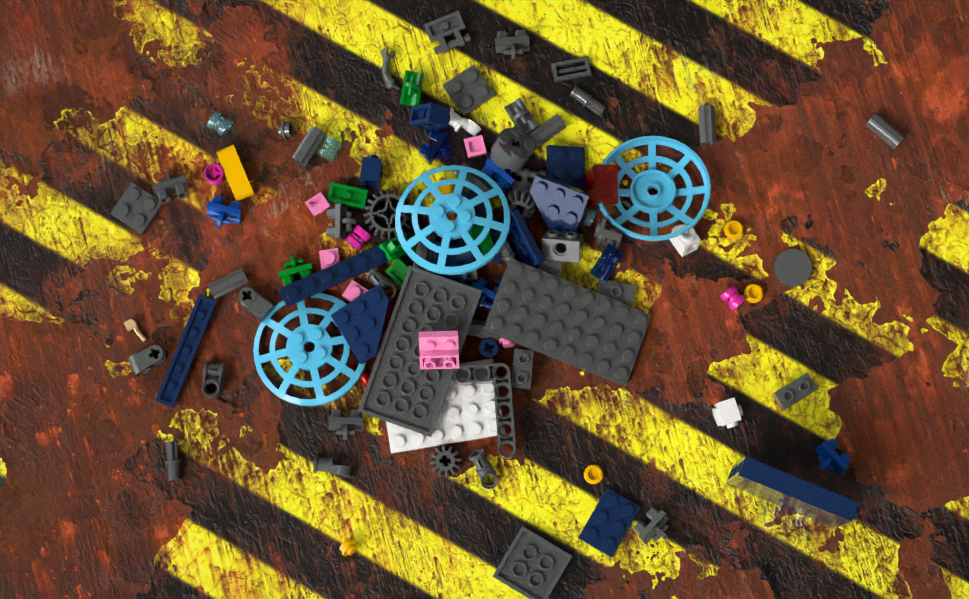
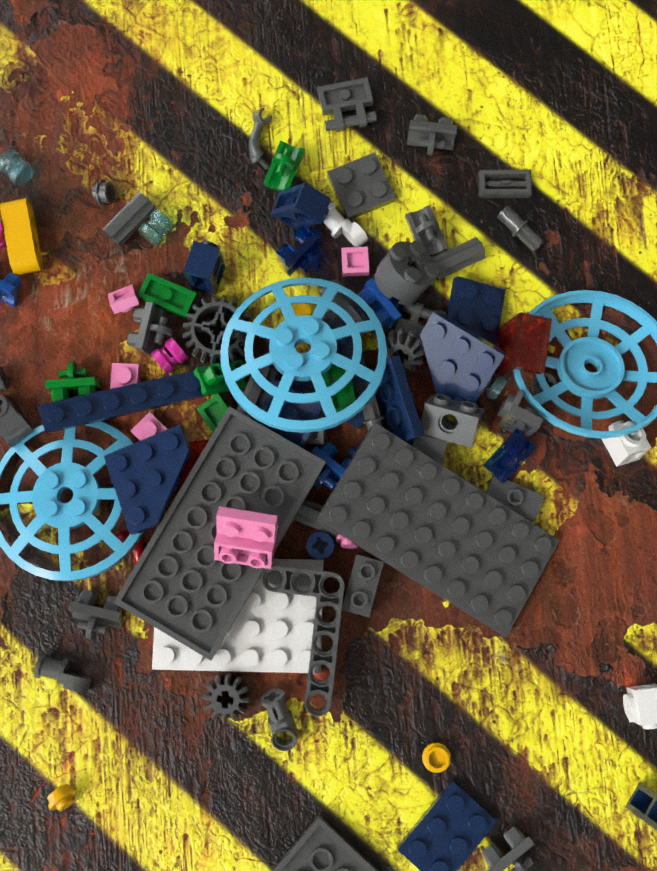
camera: 10 degrees right, 0 degrees up
(384, 282) = (185, 417): dark grey connector -> none

